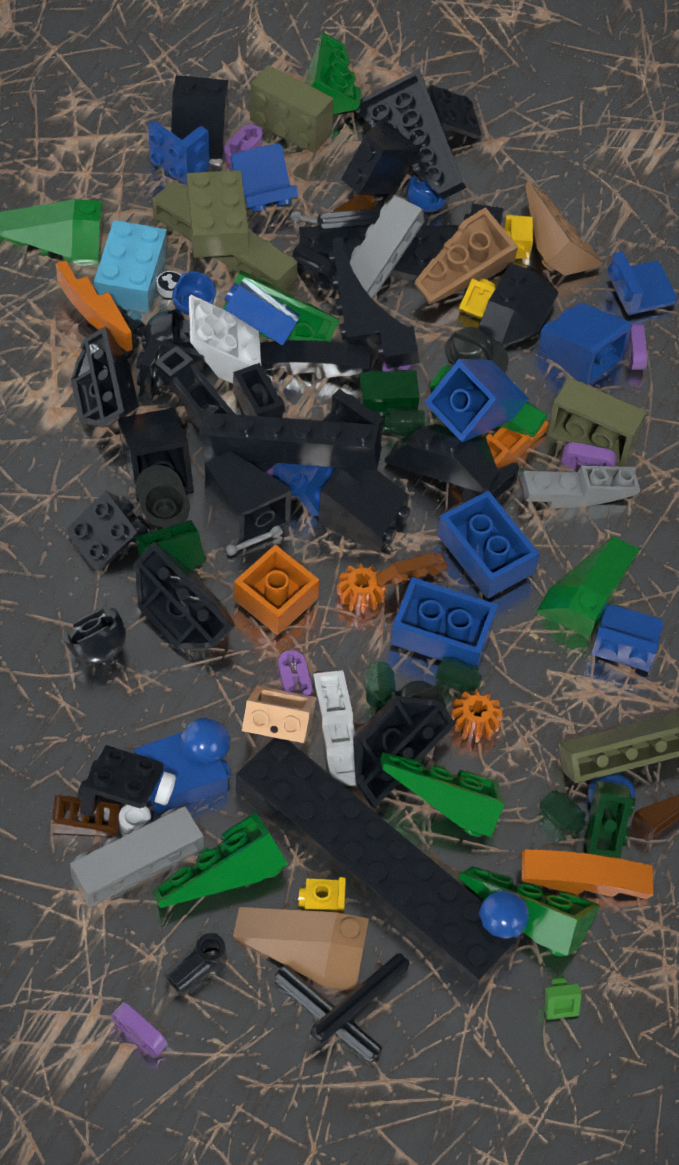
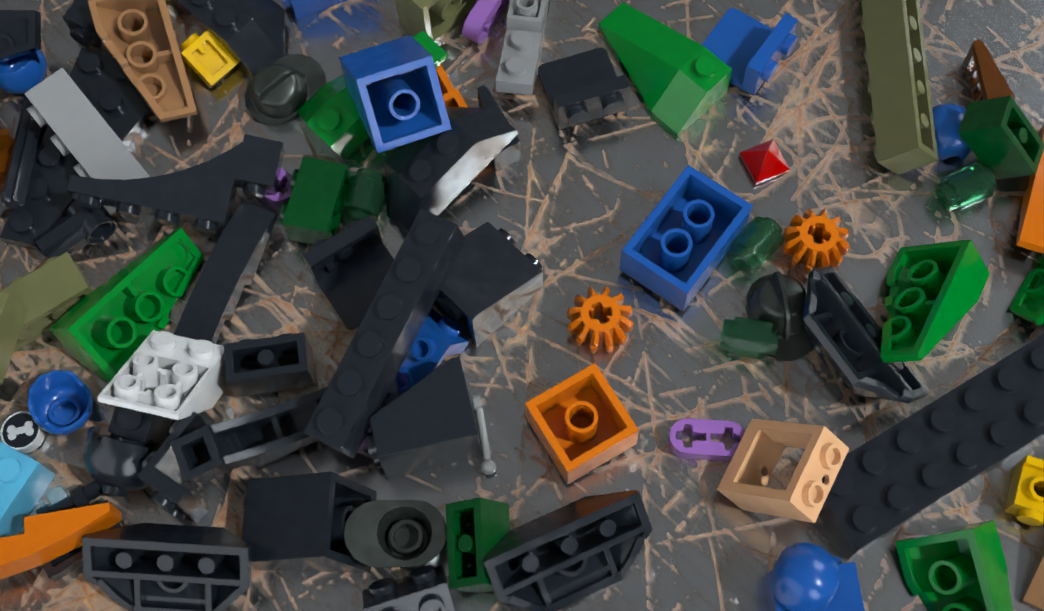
camera: 65 degrees left, 10 degrees up
(261, 311) = (143, 315): blue brick -> none
(336, 725) = (780, 400): white slope -> none
(415, 567) = (598, 252): dark orange hinge -> none
(488, 544) = (584, 154): blue brick -> none
(536, 674) = (764, 162): none -> red slope
(551, 534) = (583, 88): none -> black bracket

